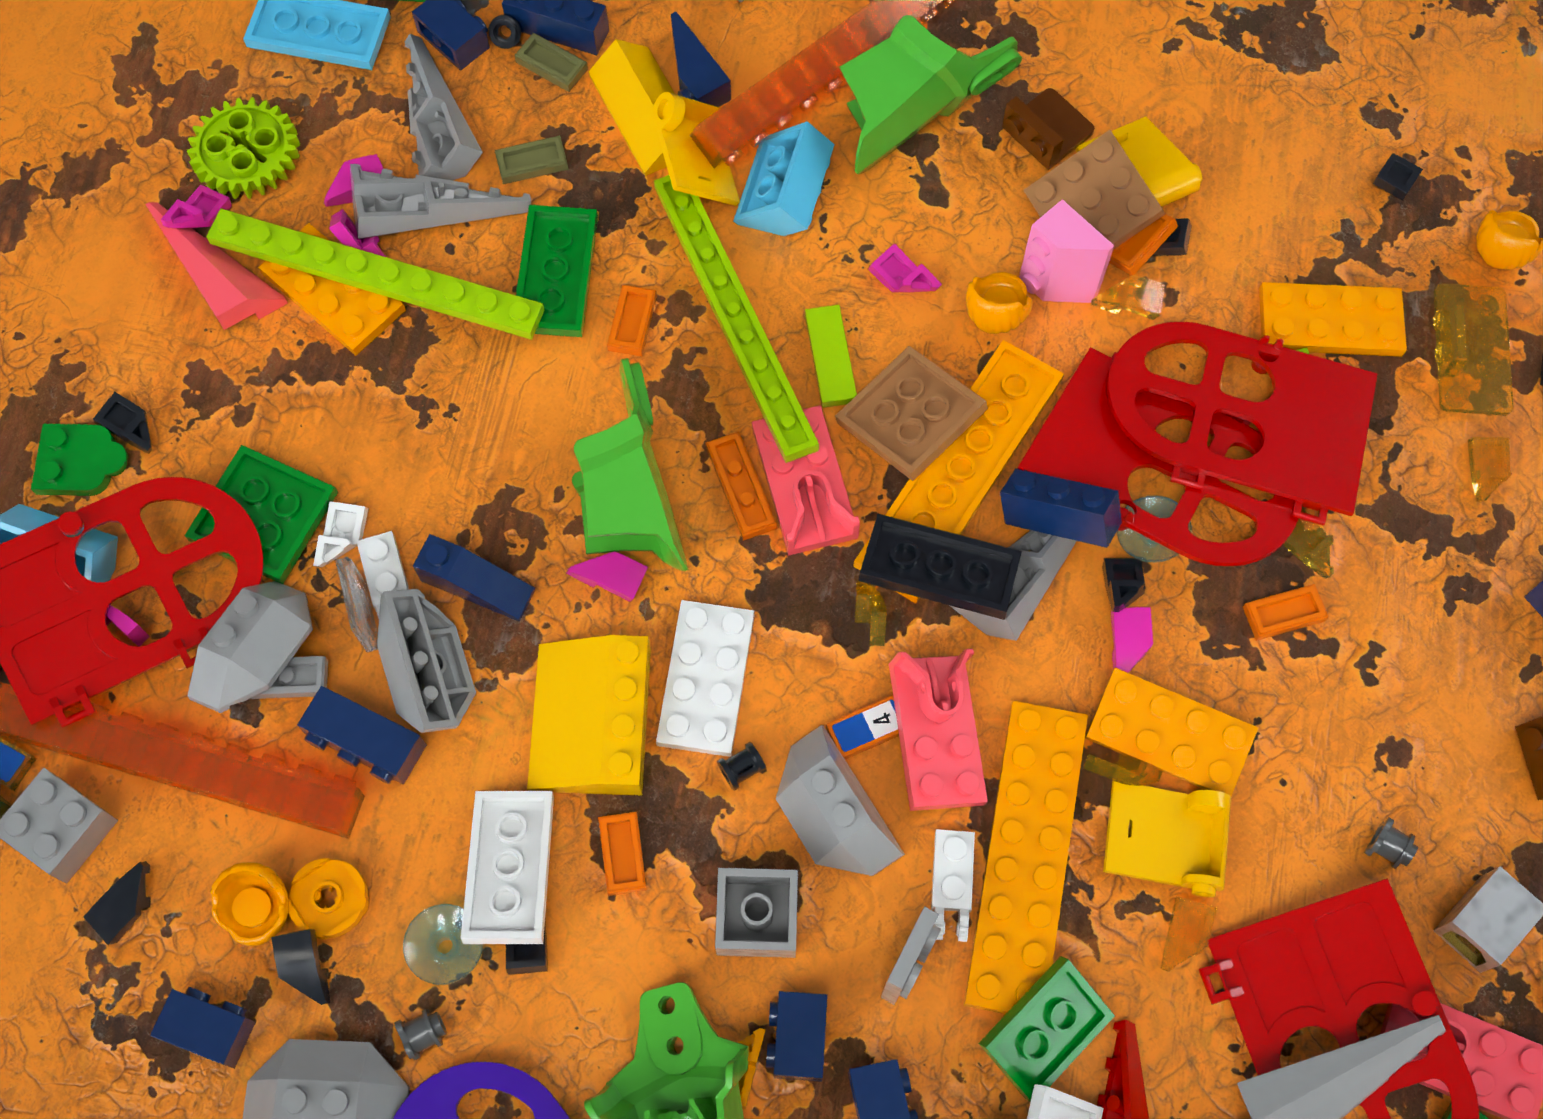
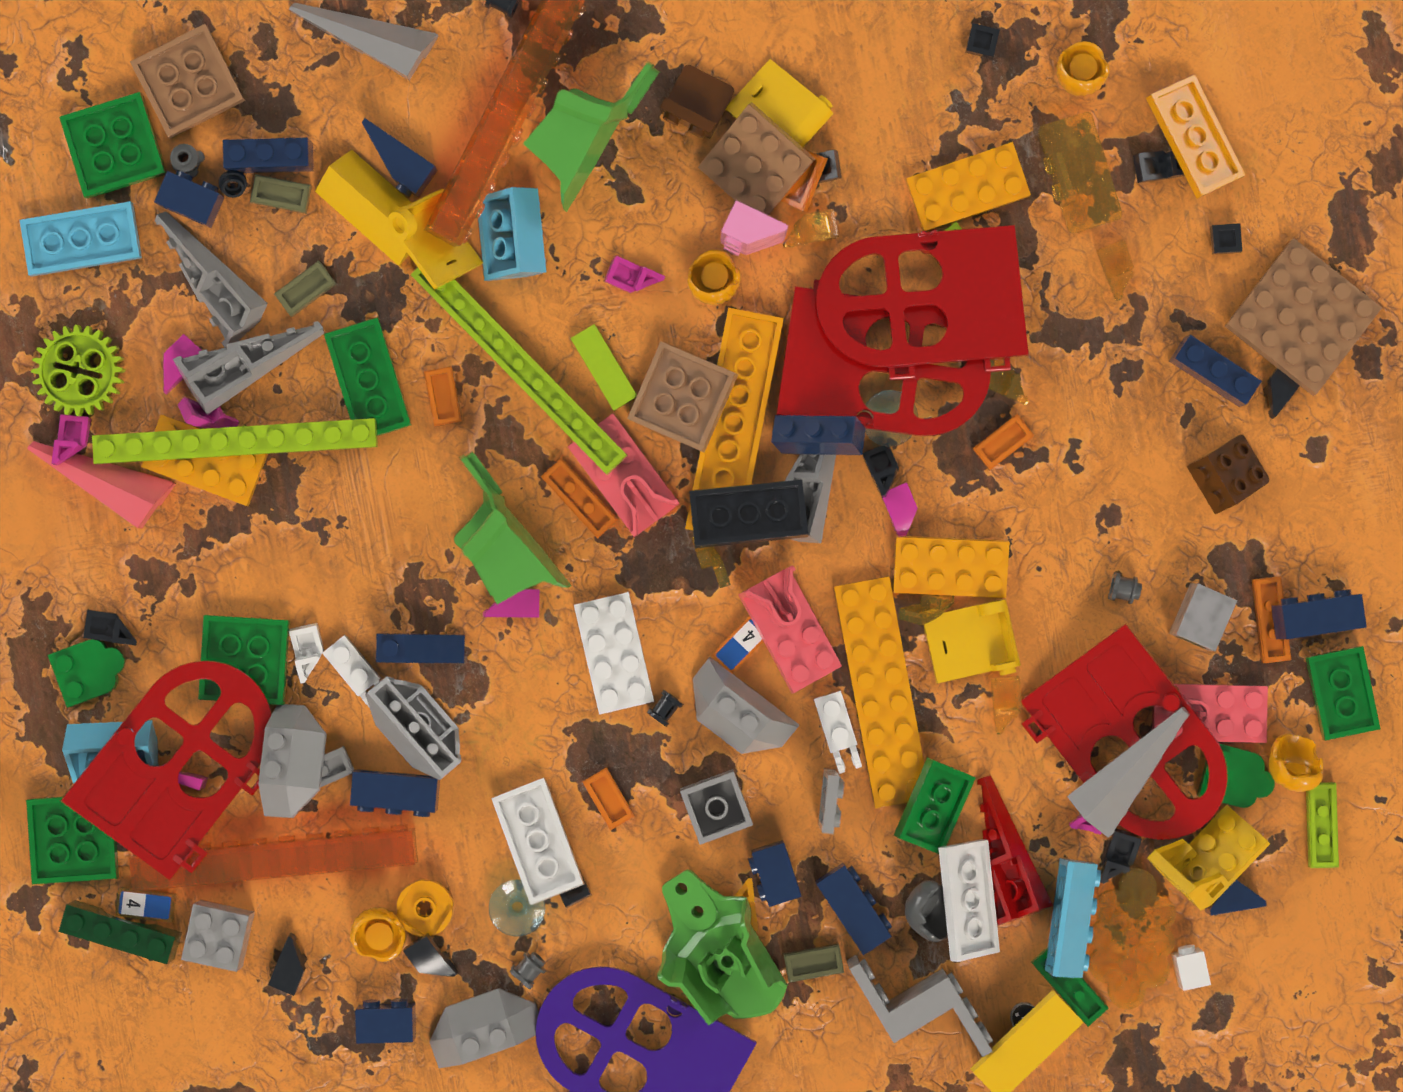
camera: 20 degrees left, 20 degrees up
(357, 604) = (350, 704): clear tile -> none
(590, 716) = (545, 714): yellow slope -> none

